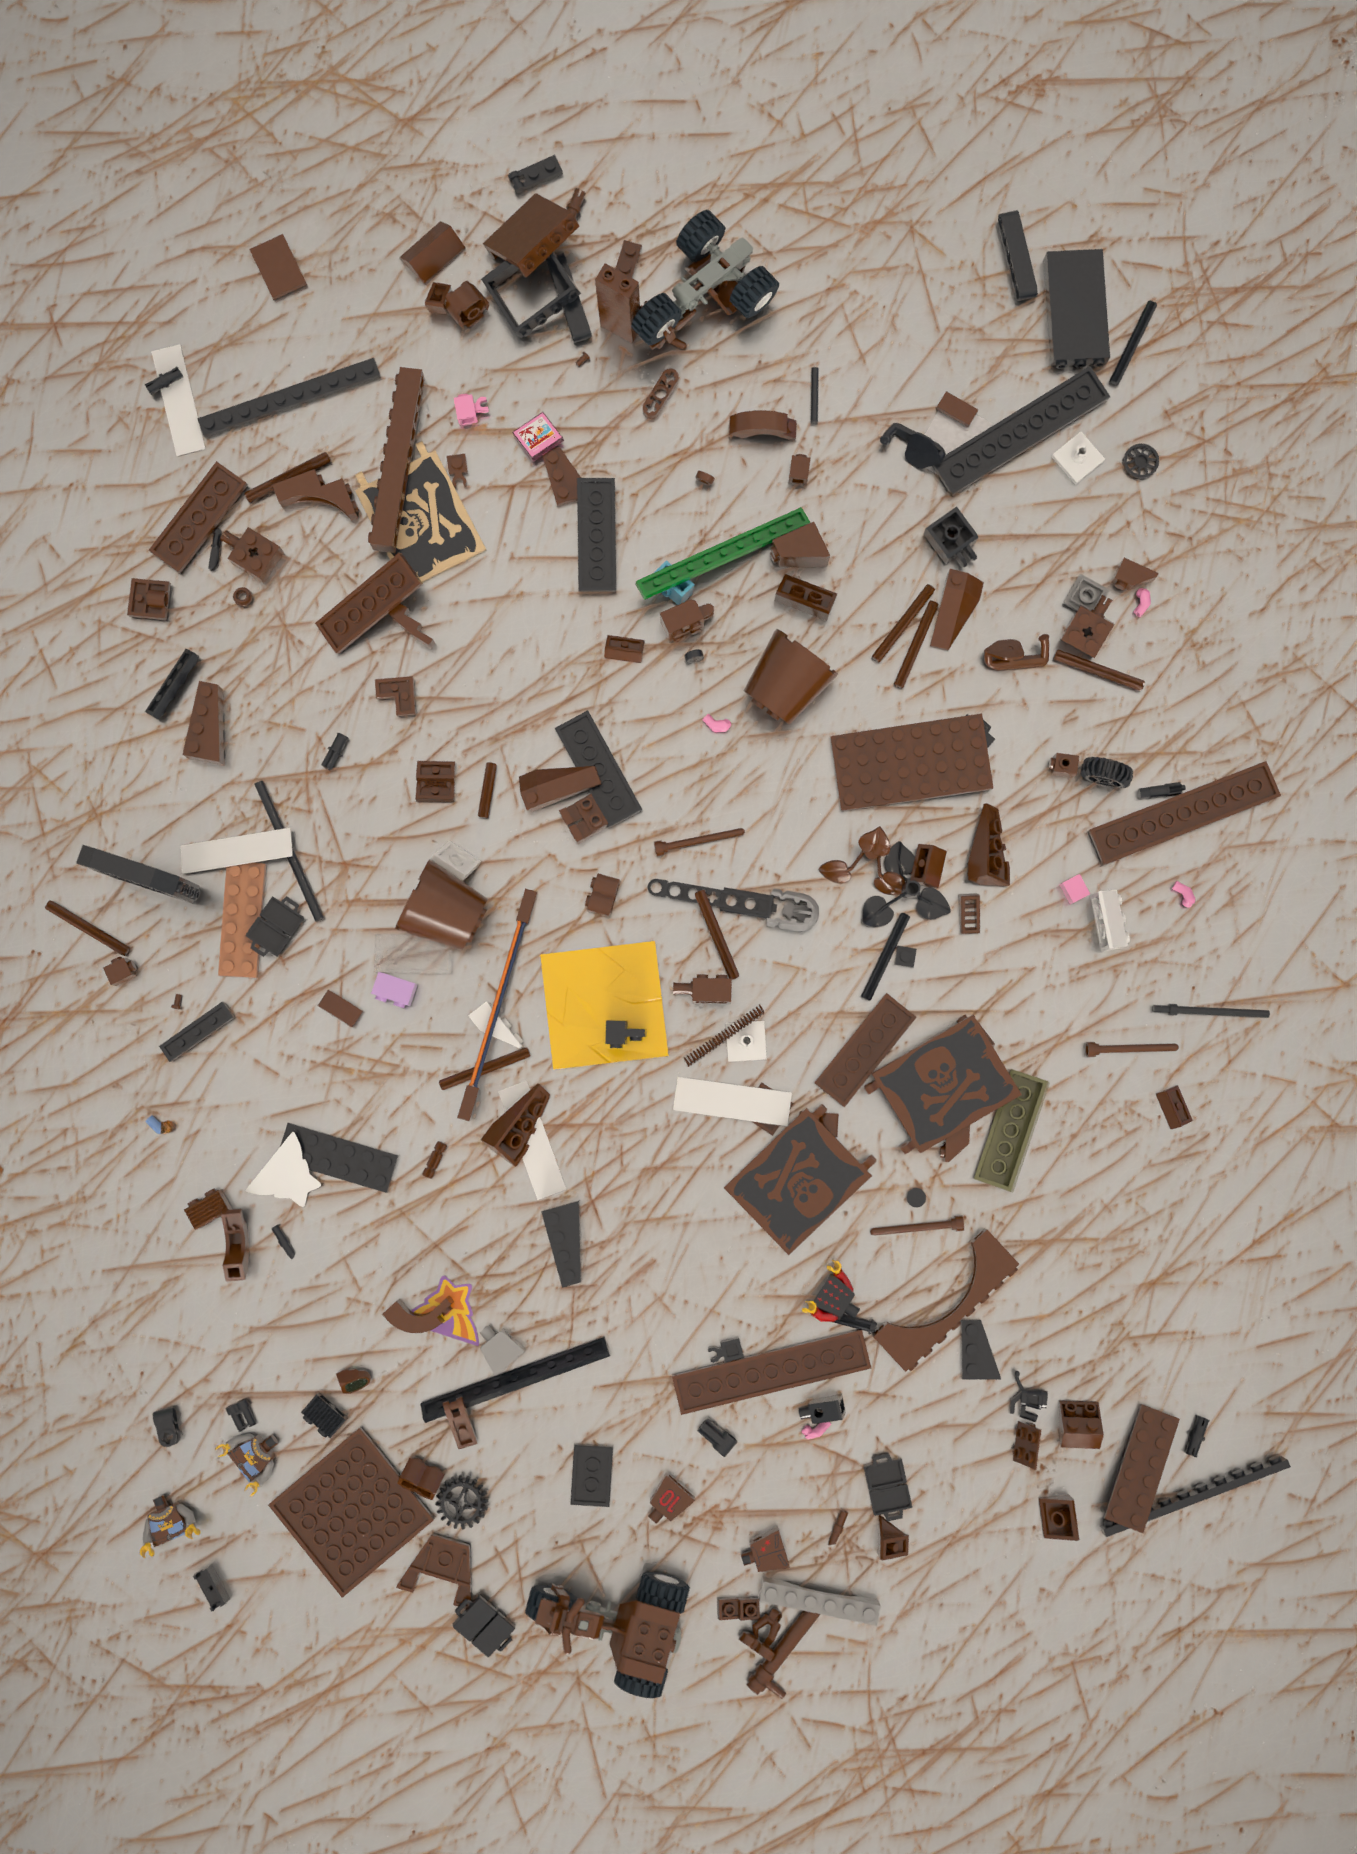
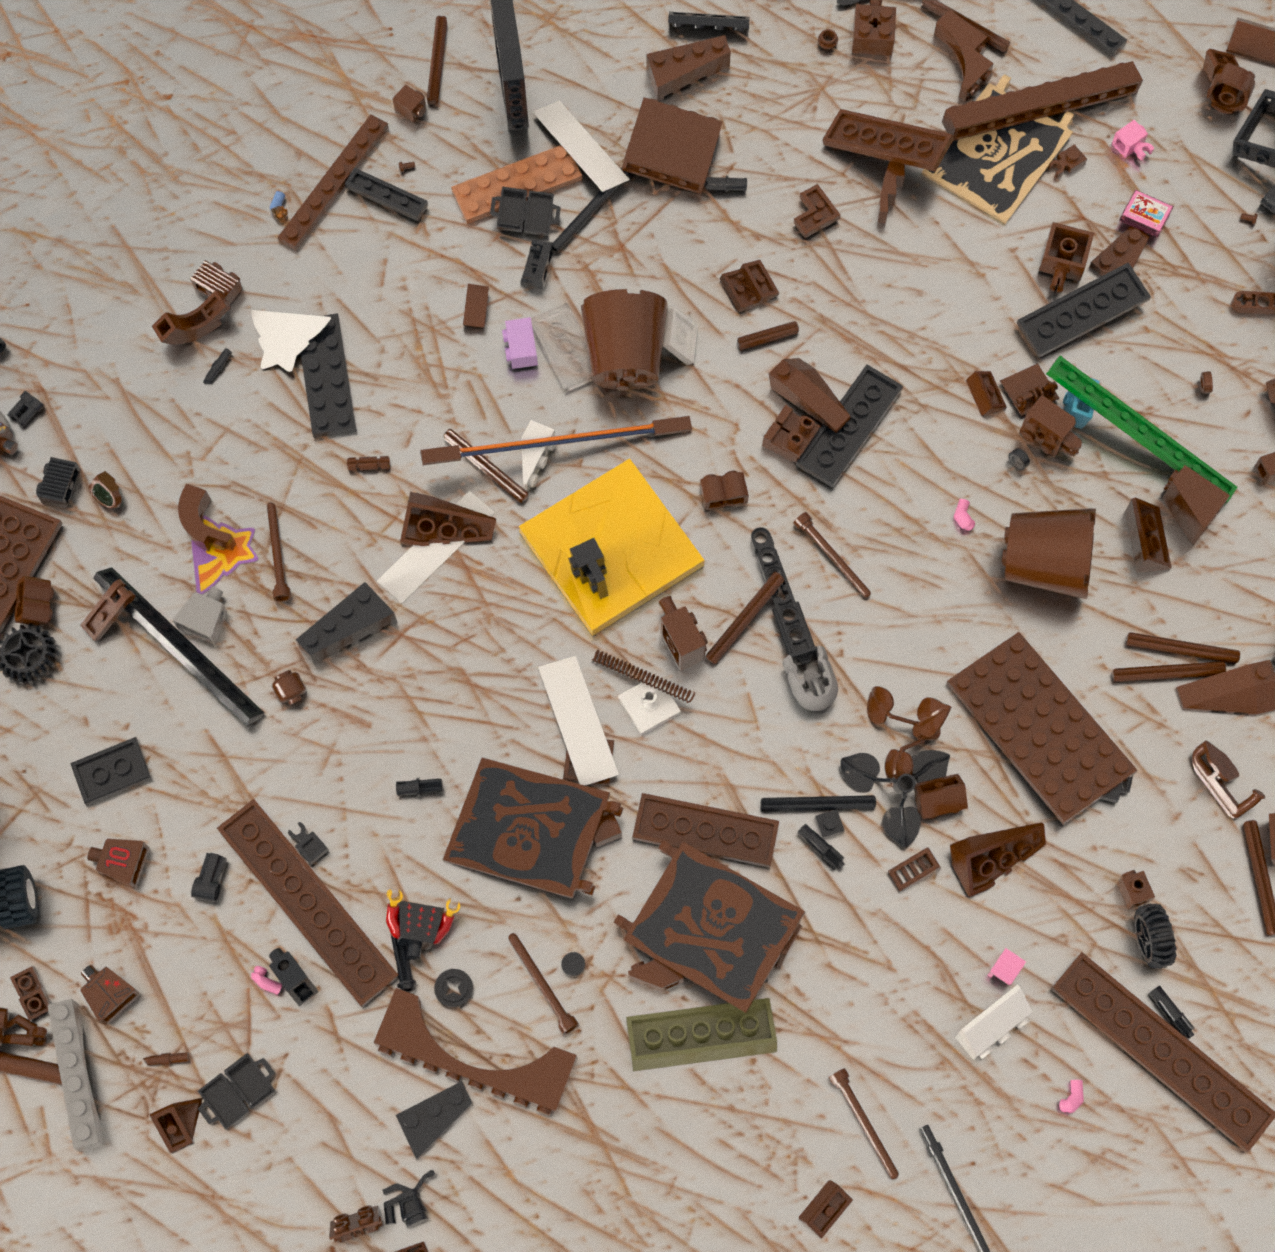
camera: 60 degrees right, 15 degrees down
(160, 1069) = (332, 182): none -> reddish brown plate
(277, 776) = (672, 145): none -> reddish brown panel
(327, 941) = (537, 264): none -> black hinge
(509, 1278) = (281, 590): none -> reddish brown piece
(542, 531) = (1065, 254): none -> reddish brown brick
(594, 1309) = (288, 687): none -> reddish brown head
(639, 614) = (1027, 387): none -> reddish brown hinge
(724, 1246) = (418, 786): none -> black axle
(898, 1297) = (453, 976): none -> black gear
(919, 972) = (825, 850): none -> black piece

